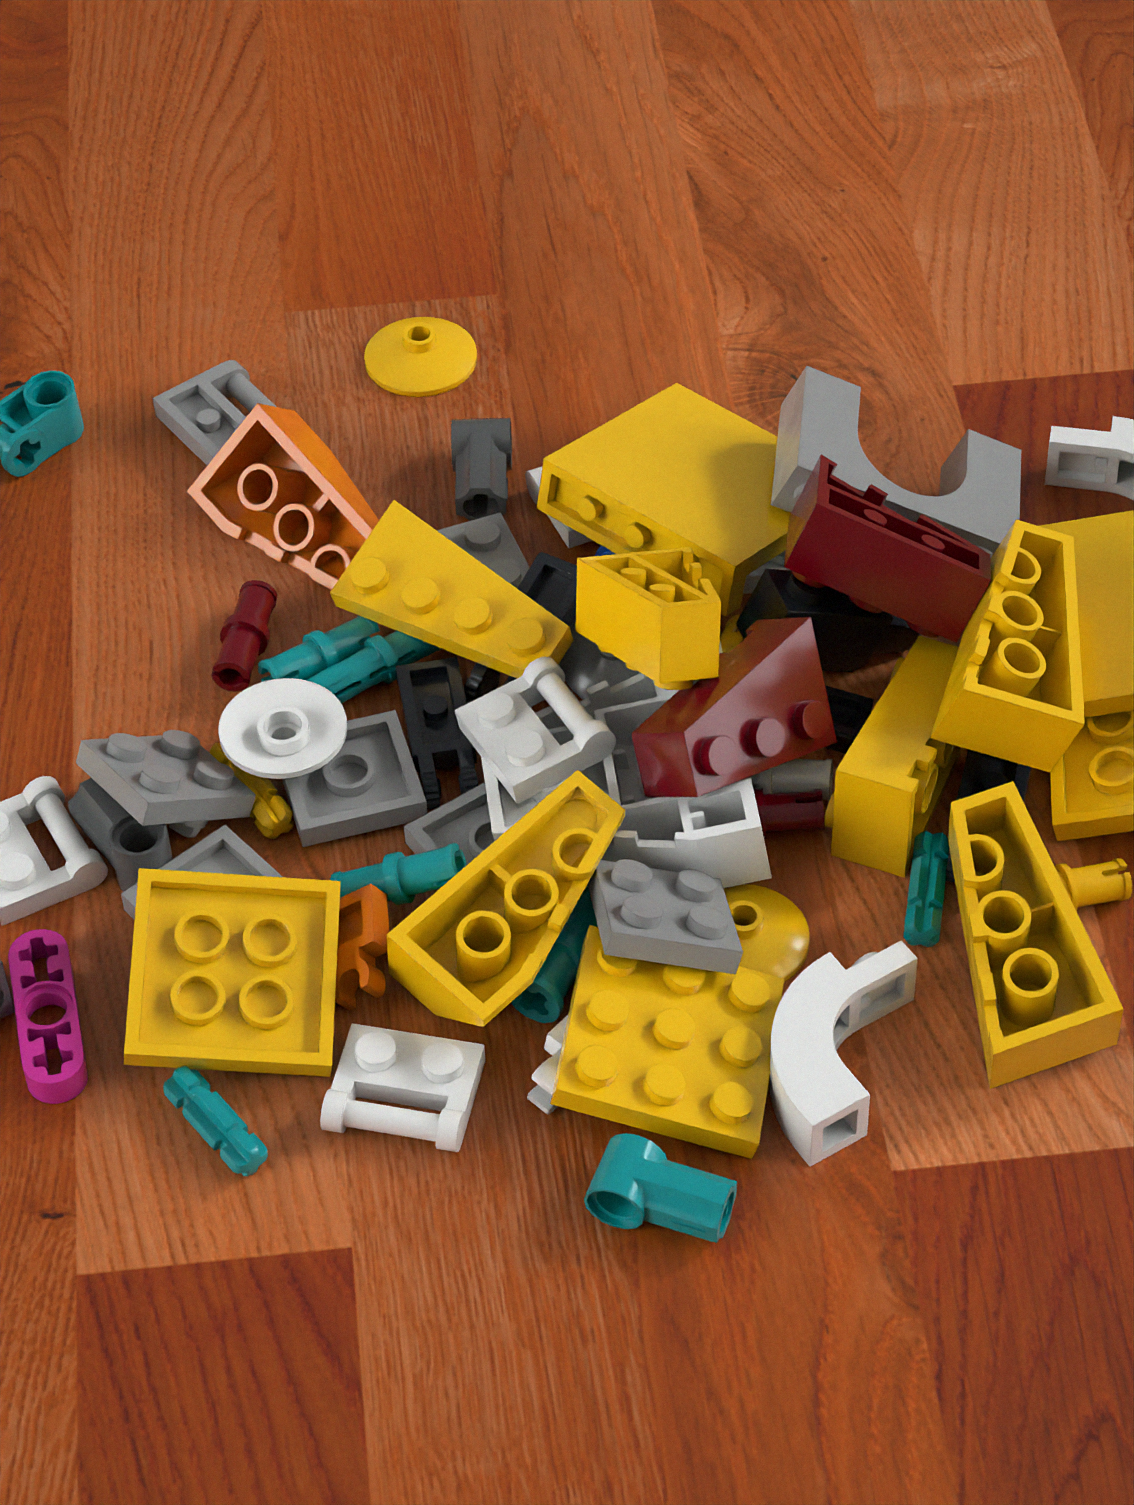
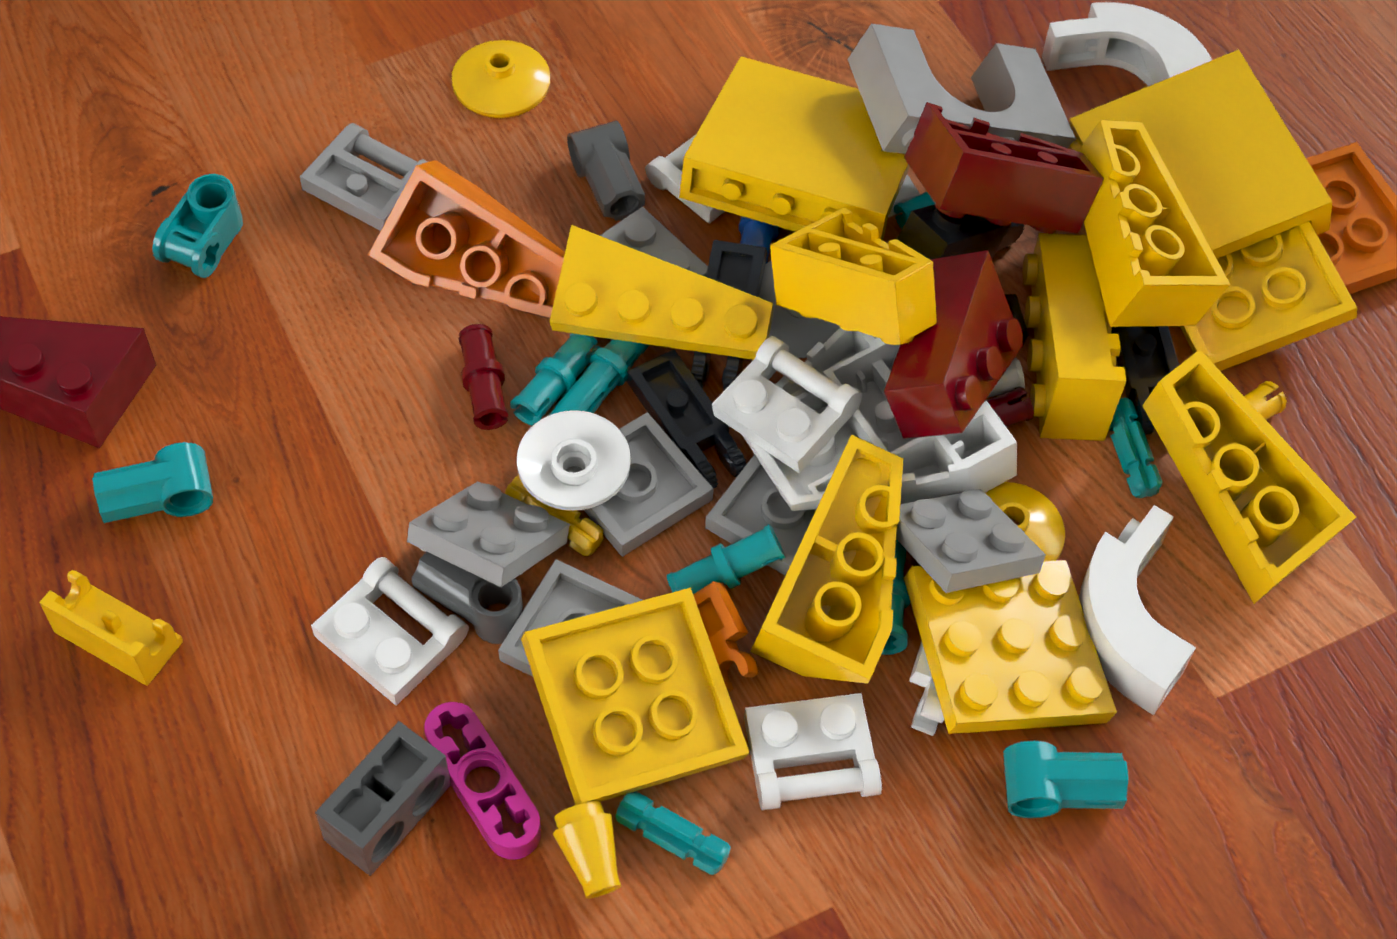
camera: 25 degrees left, 10 degrees up
(119, 1105) = (589, 847): none -> yellow cone

